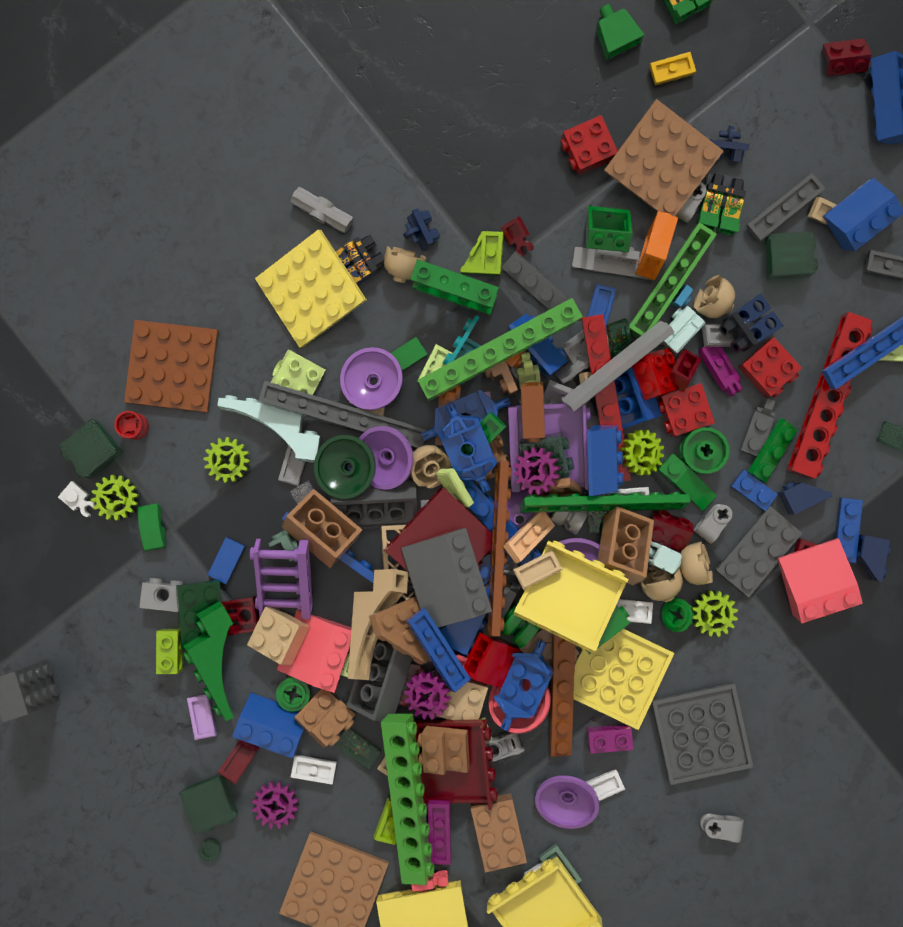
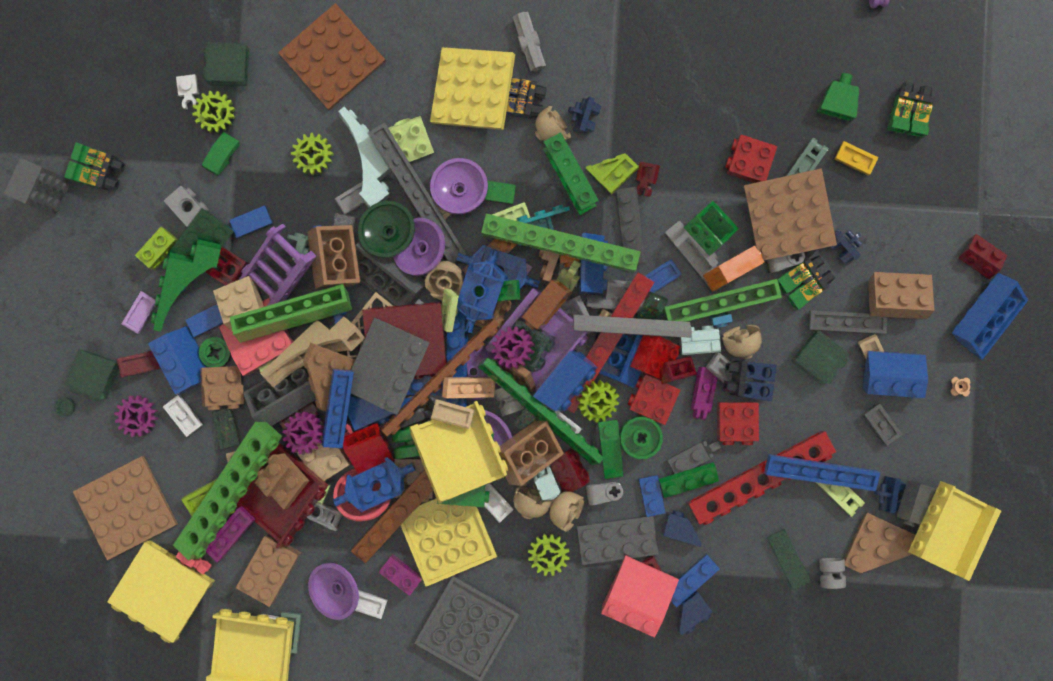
camera: 30 degrees right, 0 degrees up
(65, 630) = (101, 168): none -> hips
(131, 425) = (269, 73): red wheel -> none
(261, 675) = (204, 321): none -> blue tile
(328, 606) = (290, 313): none -> bright green brick
(634, 105) = (807, 160): none -> sand green plate
(669, 617) = (516, 530): green gear -> none
(810, 146) = (901, 295): none -> medium nougat brick

